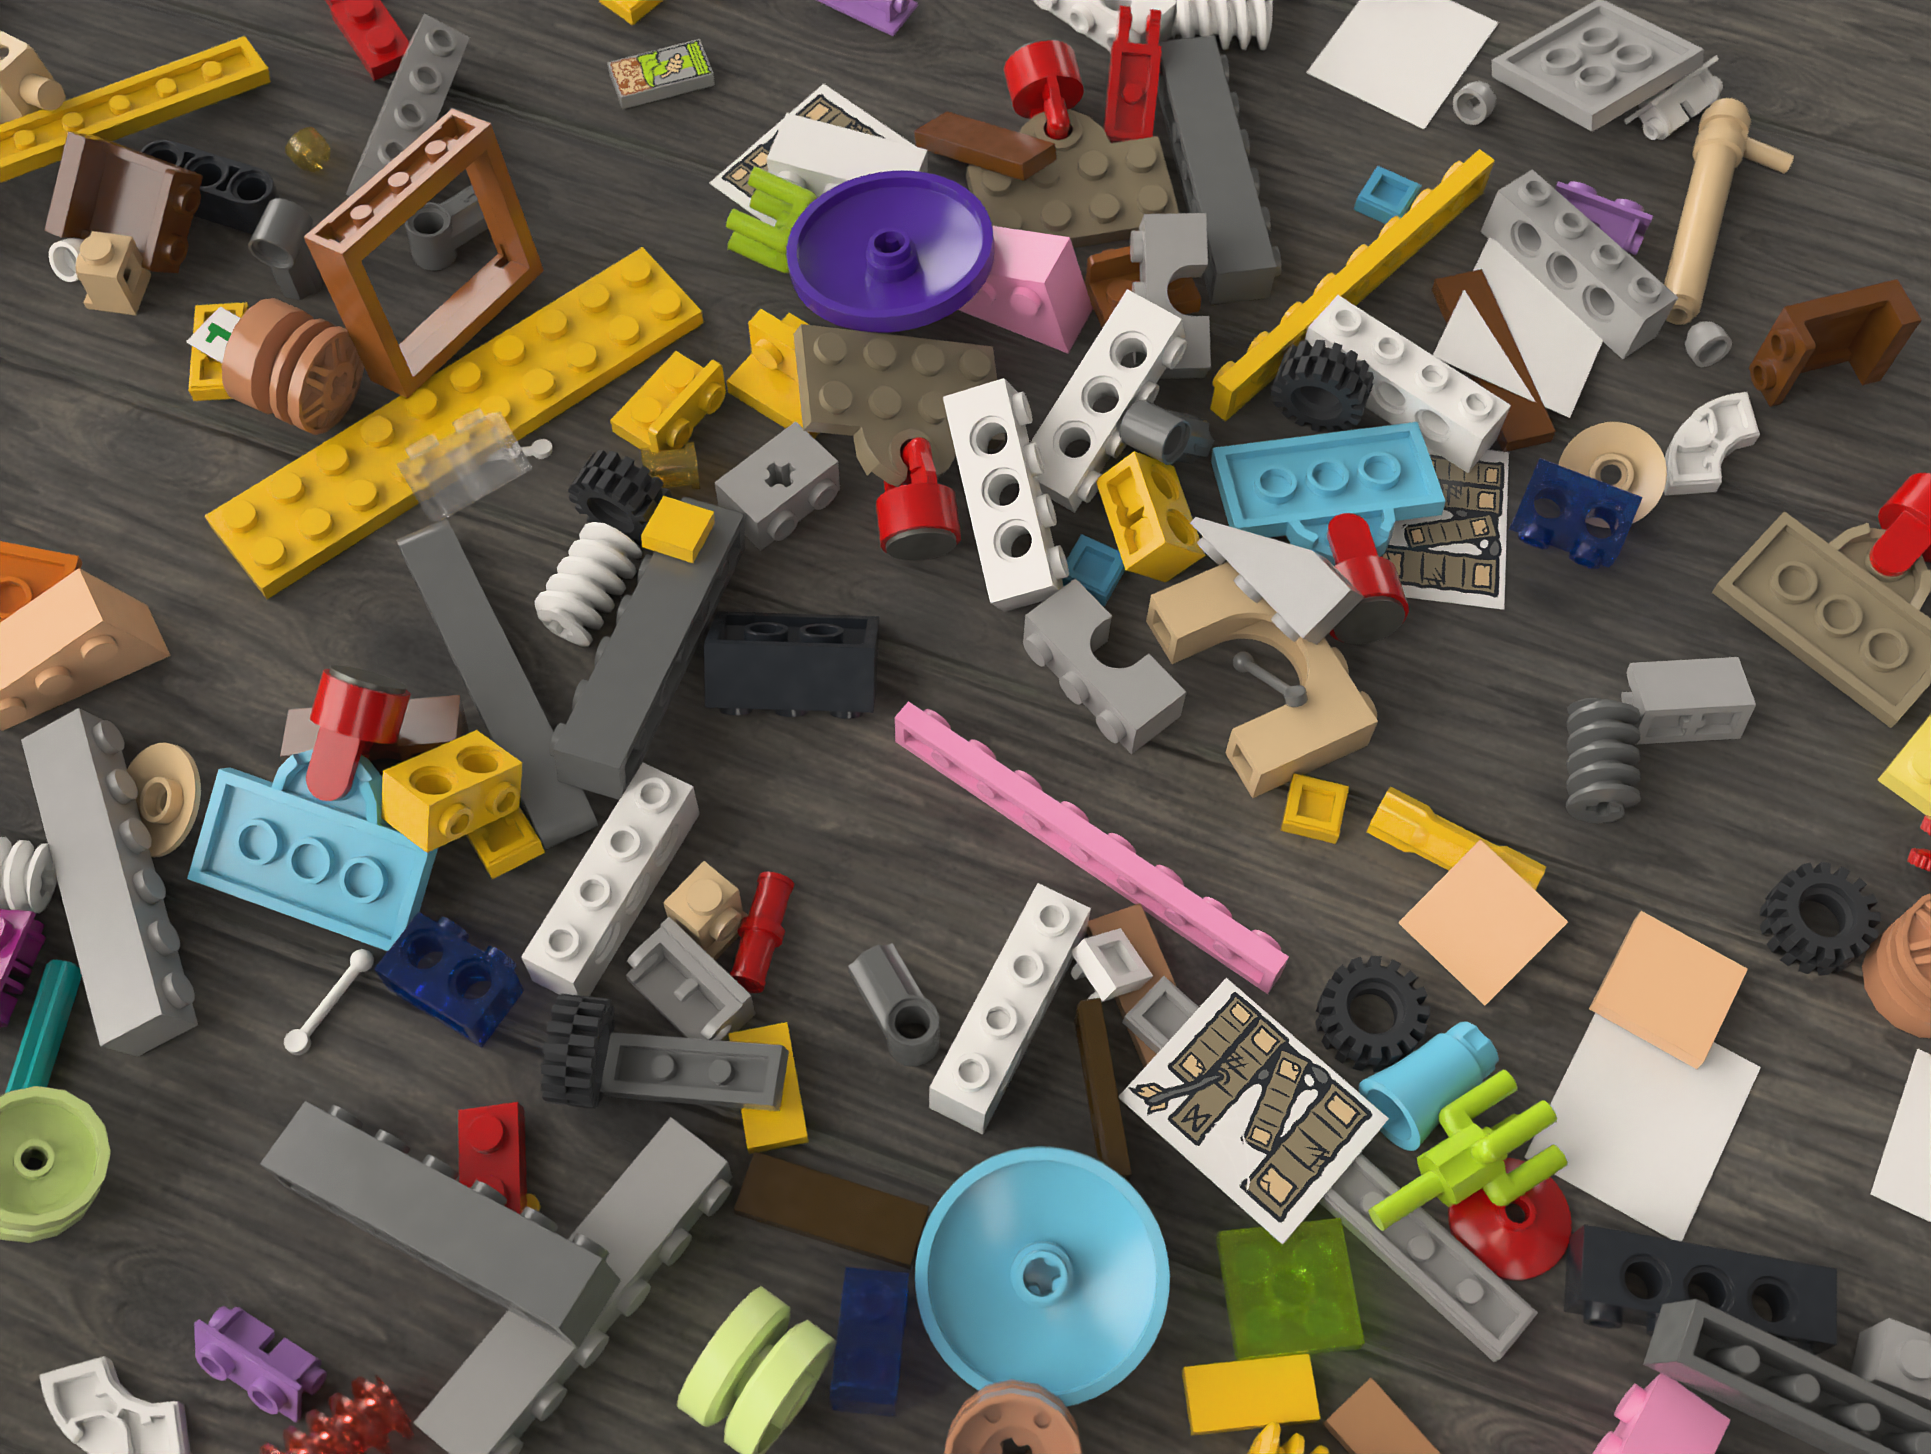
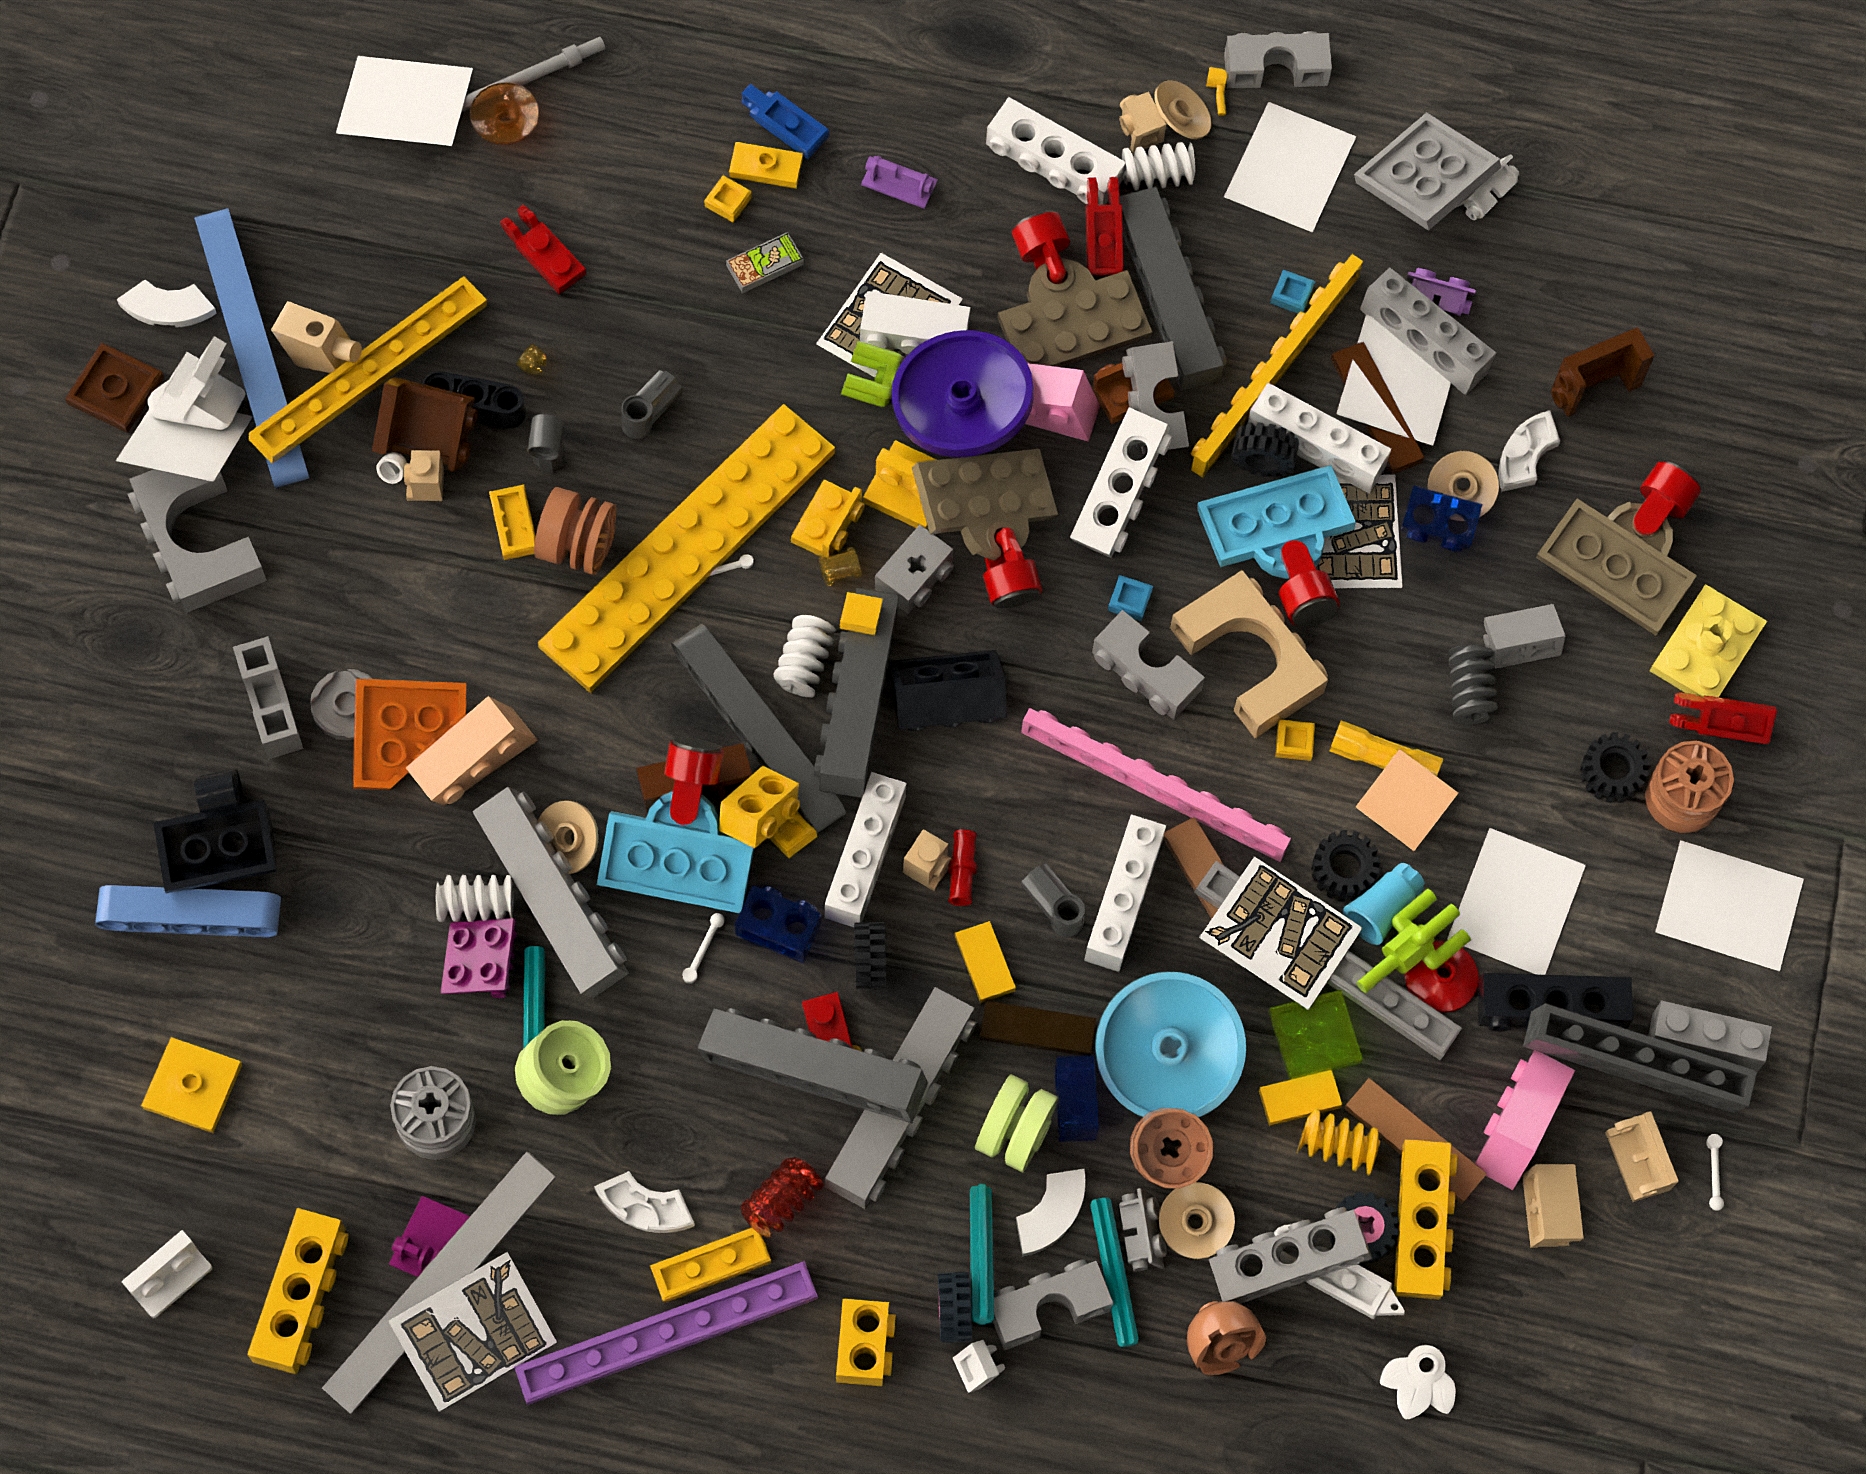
camera: 10 degrees left, 5 degrees up
(214, 334) = (518, 513): white sticker -> none
(233, 1350) = (703, 1156): medium lavender hinge -> none
(388, 203) = (669, 379): dark orange window -> none
(413, 96) = (599, 326): light grey brick -> none
(464, 464) = (704, 585): clear brick -> none
(617, 493) = (814, 593): black tyre -> none
(688, 985) = (926, 908): light grey hinge -> none
(695, 1071) = (941, 958): dark grey plate -> none
(973, 421) = (1039, 512): white brick -> none
(985, 145) = (1008, 295): reddish brown tile -> none
(1101, 1087) = (1187, 931): dark brown tile -> none
(1109, 965) = (1182, 859): white tile -> none
(1149, 517) = (1163, 559): yellow brick -> none
(1165, 433) = (1166, 500): dark grey piece -> none
(1292, 579) = (1264, 596): slope -> none
(1294, 695) = (1273, 670): dark grey hinge -> none
(1465, 109) = (1346, 215): light grey hinge -> none
(1669, 989) = (1525, 825): light nougat tile -> none
(1707, 343) = (1520, 377): light grey hinge -> none
(1716, 153) = (1518, 228): tan cylinder -> none

